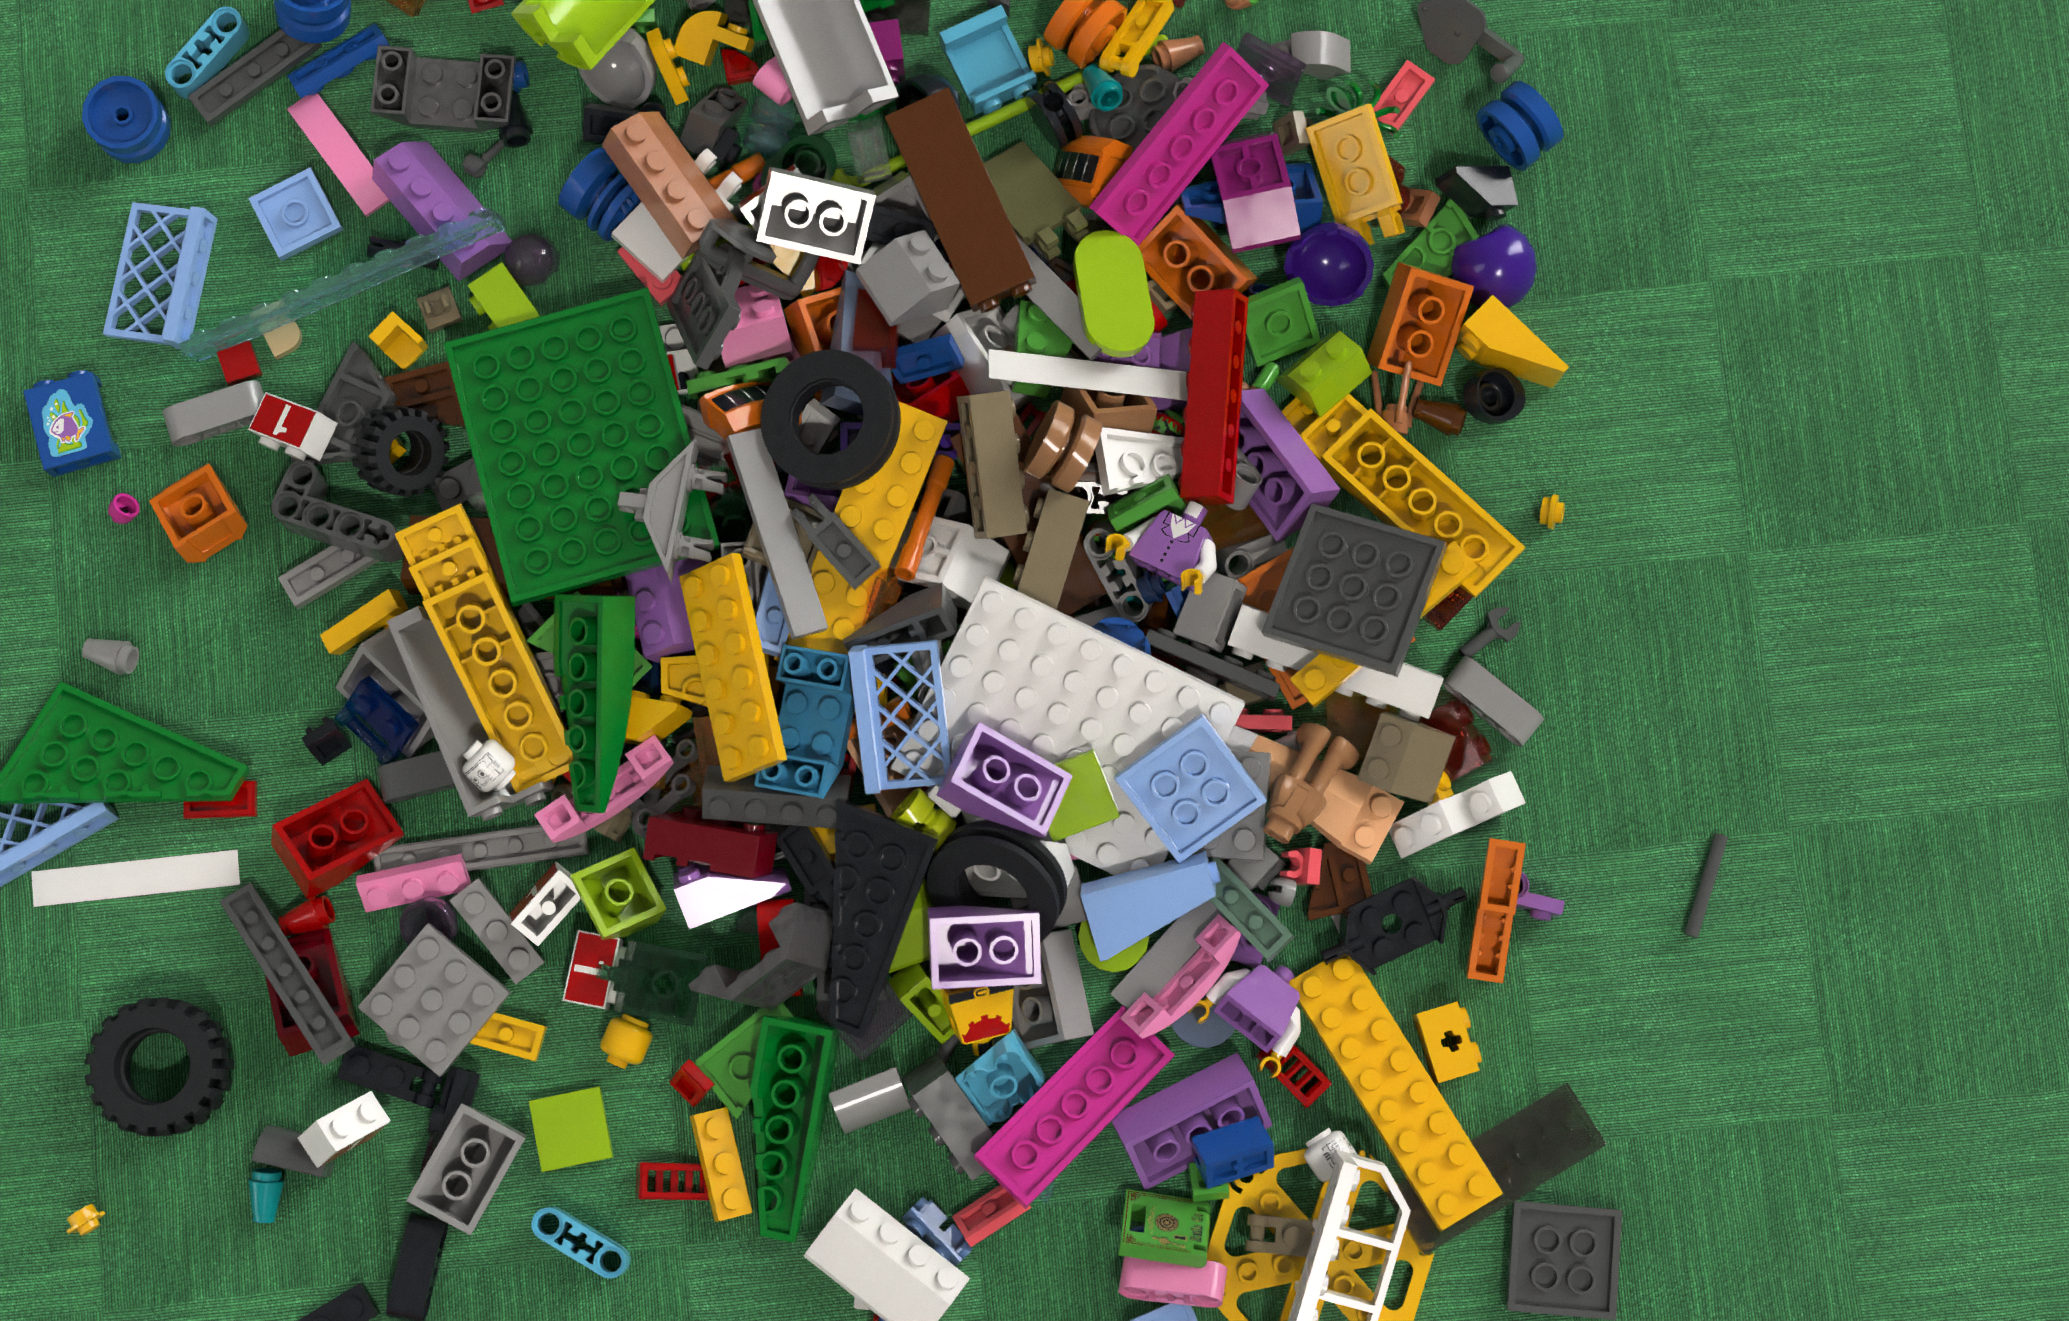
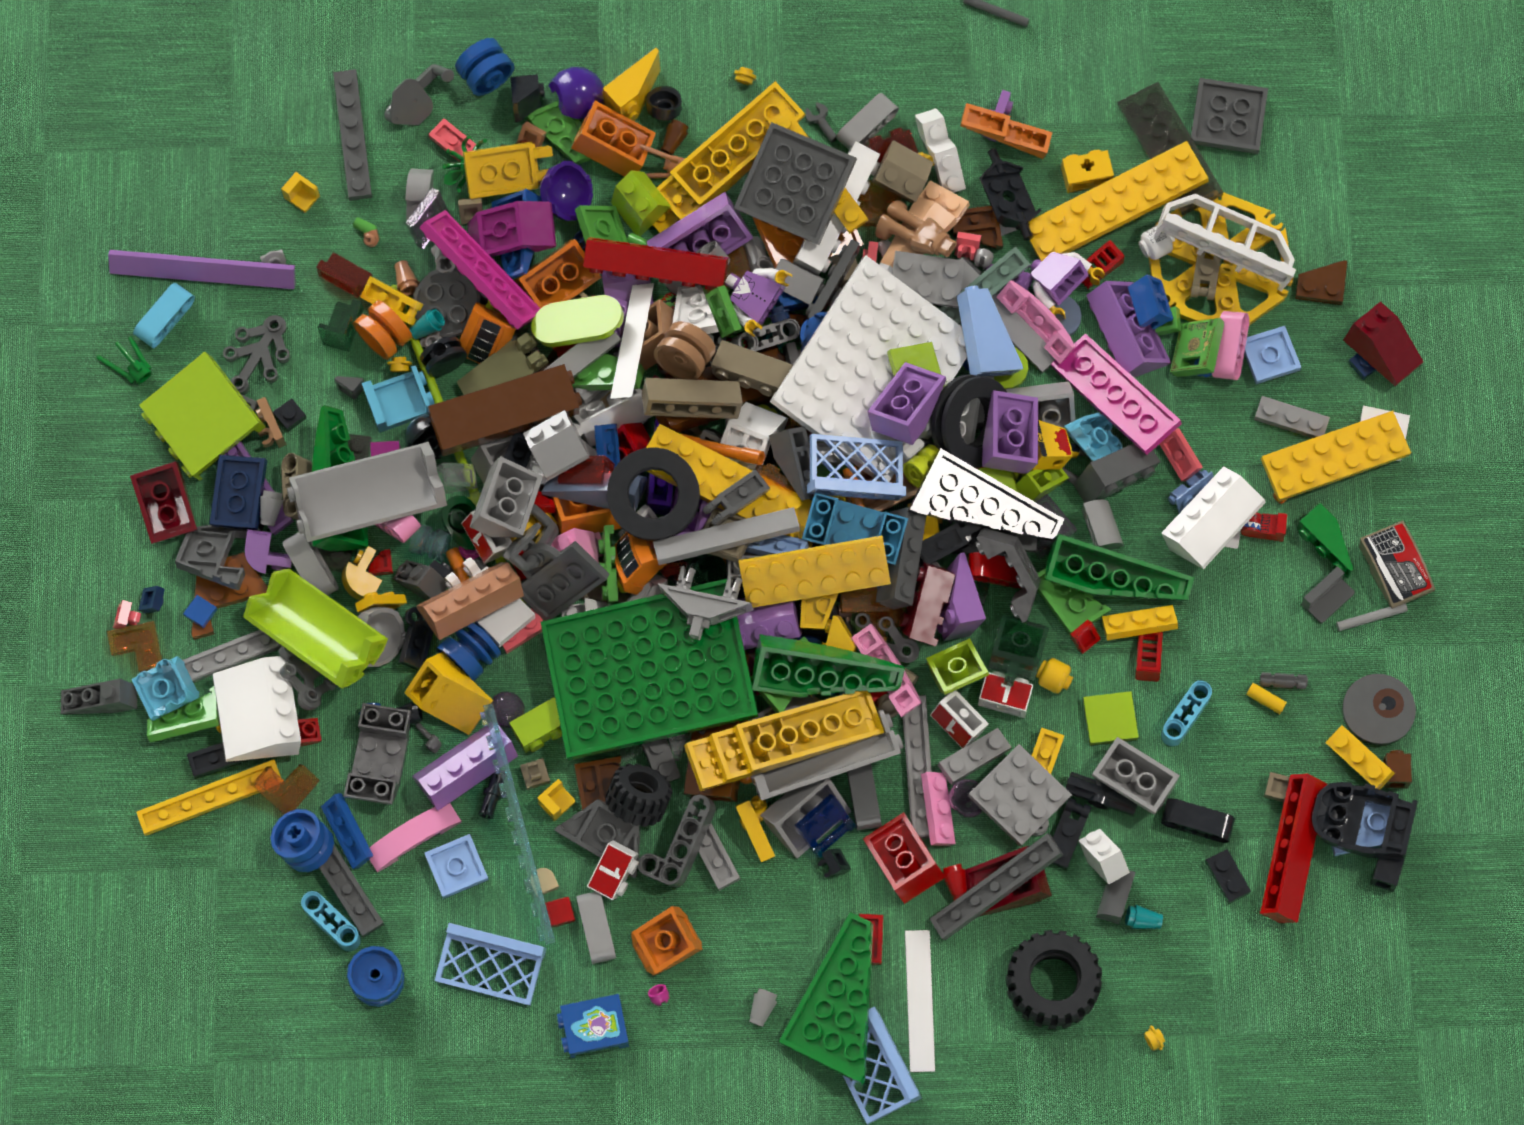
camera: 80 degrees left, 10 degrees down
(488, 765) = (866, 741): white head -> none
(537, 172) = (448, 693): none -> yellow slope
(1190, 788) = (917, 294): light blue plate -> none

